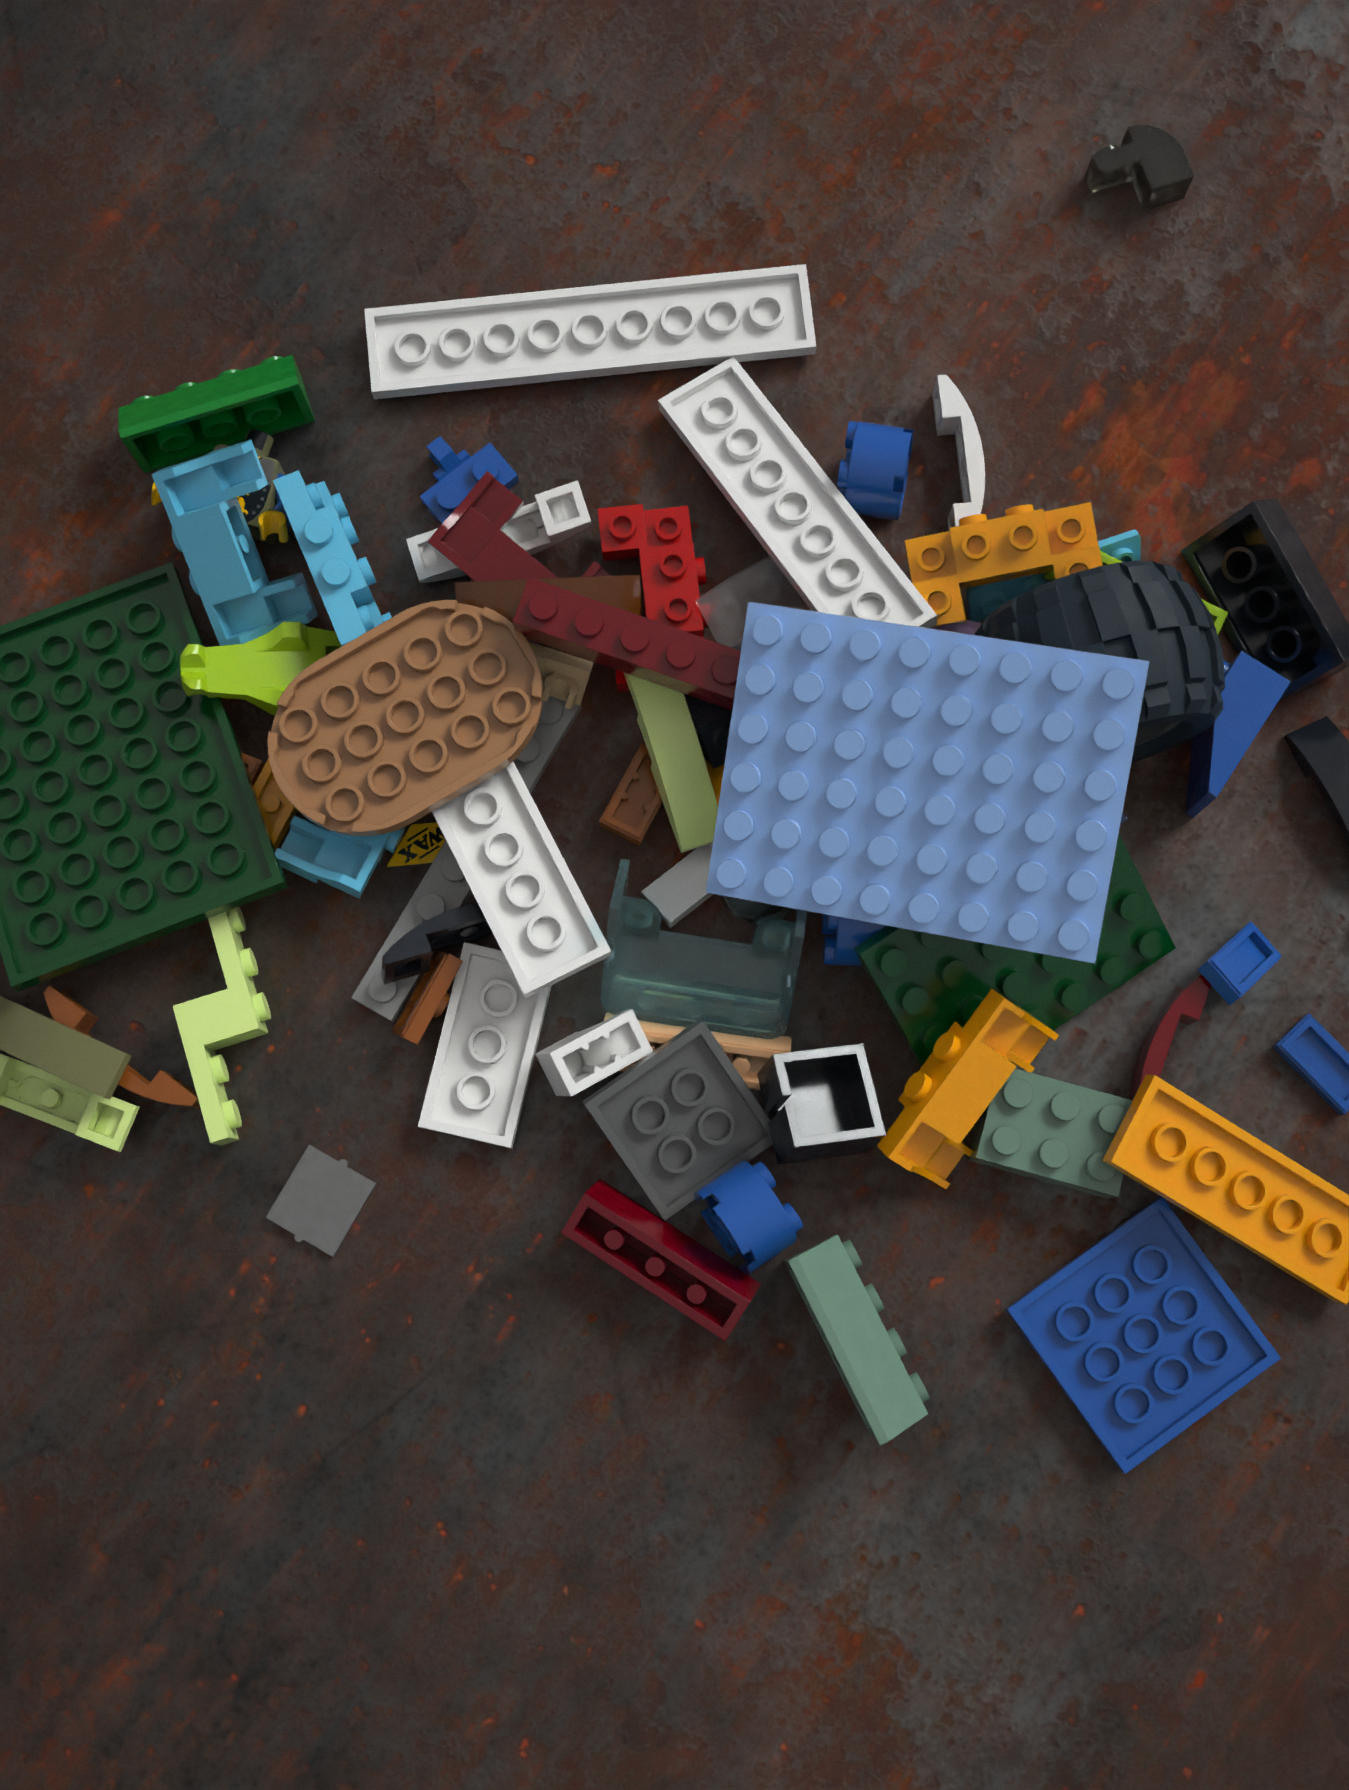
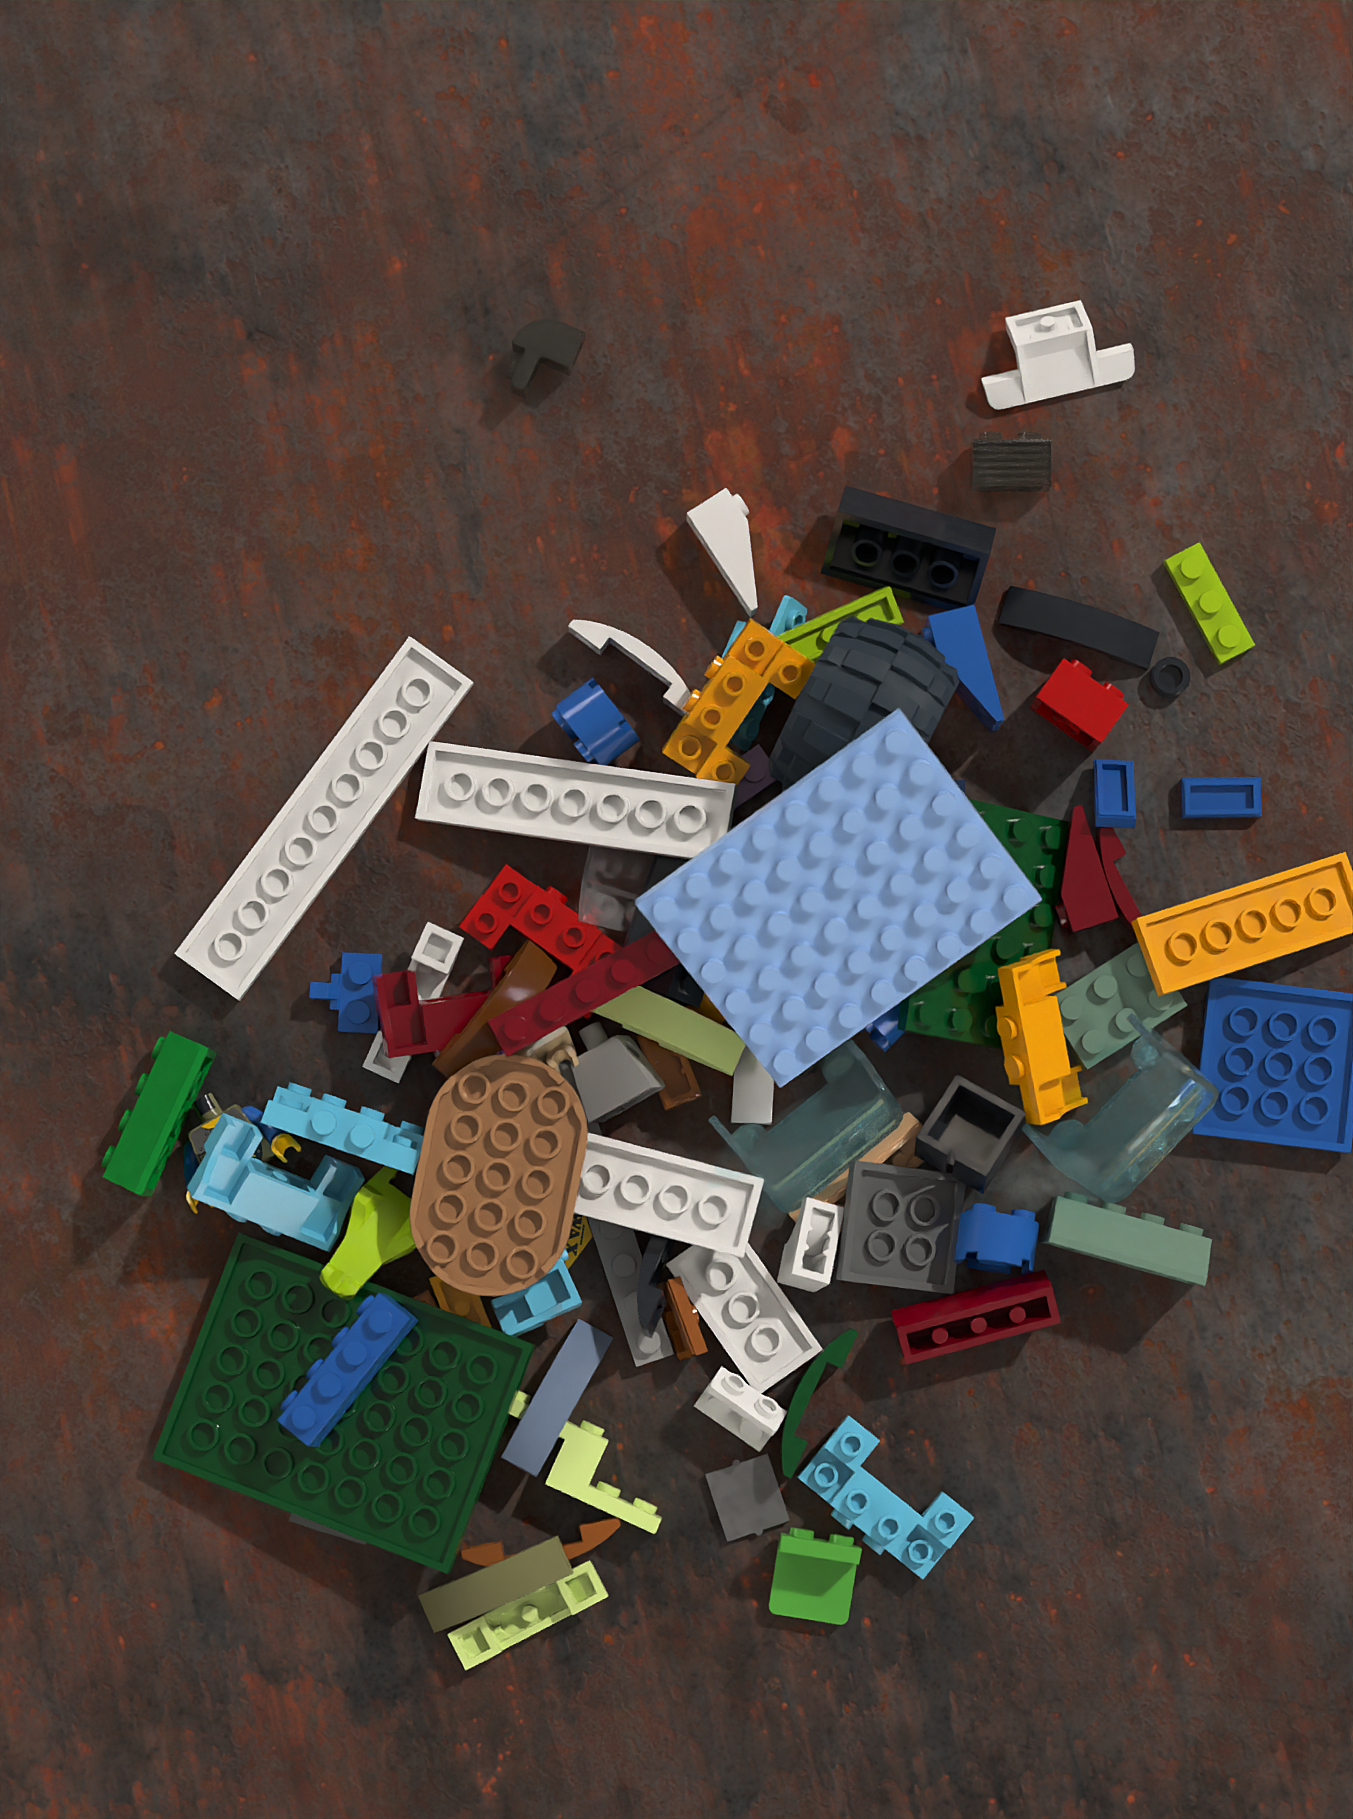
camera: 55 degrees left, 5 degrees up
(120, 741) = (347, 1370): none -> blue brick
(261, 949) = (556, 1397): none -> sand blue slope
(298, 1323) = (814, 1576): none -> bright green bracket
(393, 1121) = (741, 1408): none -> white bracket
(401, 1195) = (792, 1445): none -> dark green slope
(408, 1325) = (867, 1503): none -> medium azure bracket
(587, 749) = (612, 1074): none -> light grey torso
(967, 1249) = (1135, 1124): none -> clear light blue windscreen
(1130, 1014) = (1083, 886): none -> dark red slope
(1138, 437) = (725, 536): none -> white slope
(1288, 859) = (1079, 704): none -> red brick

